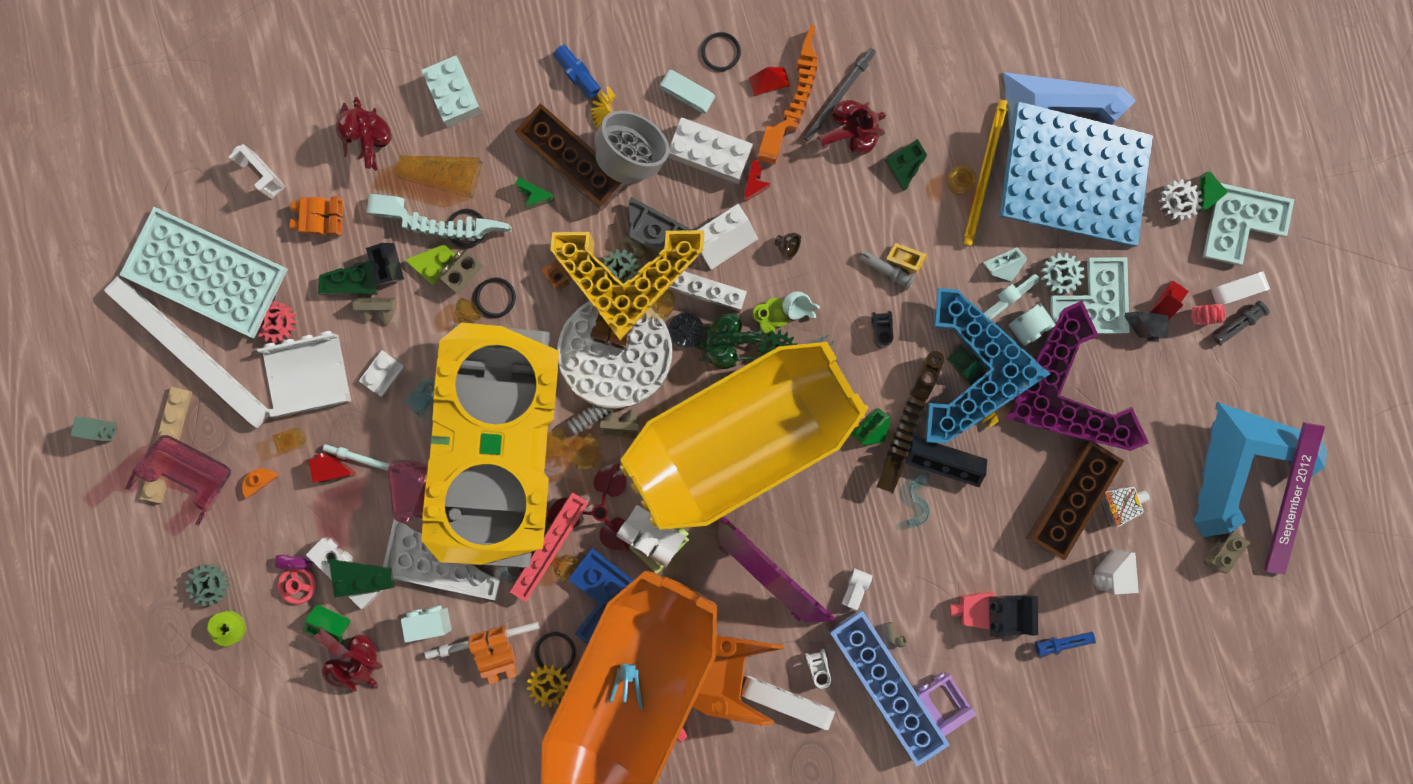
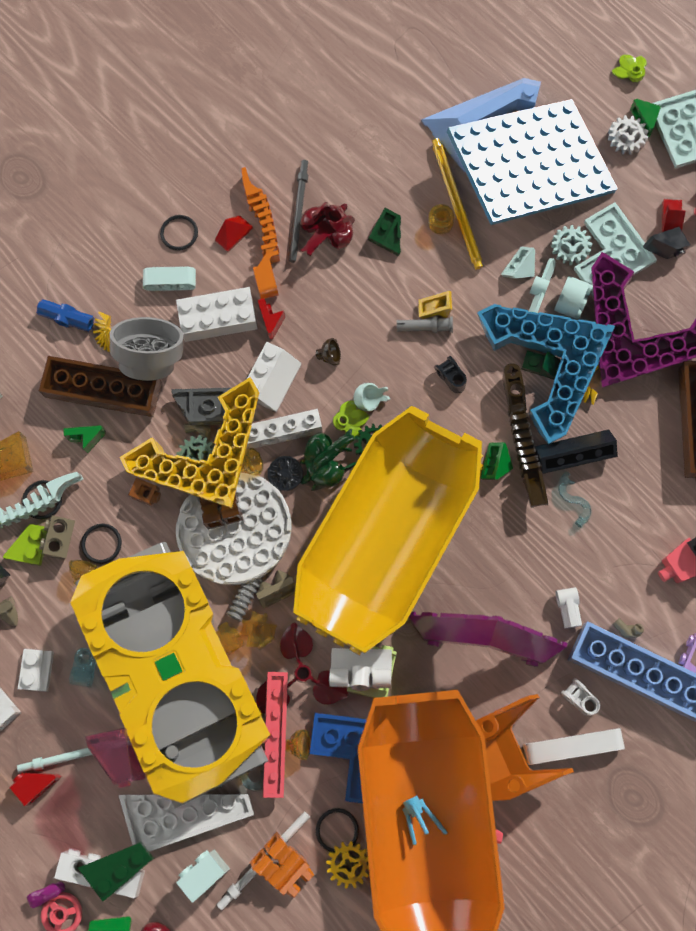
camera: 20 degrees left, 10 degrees down
(1226, 134) = (631, 68): none -> lime plate

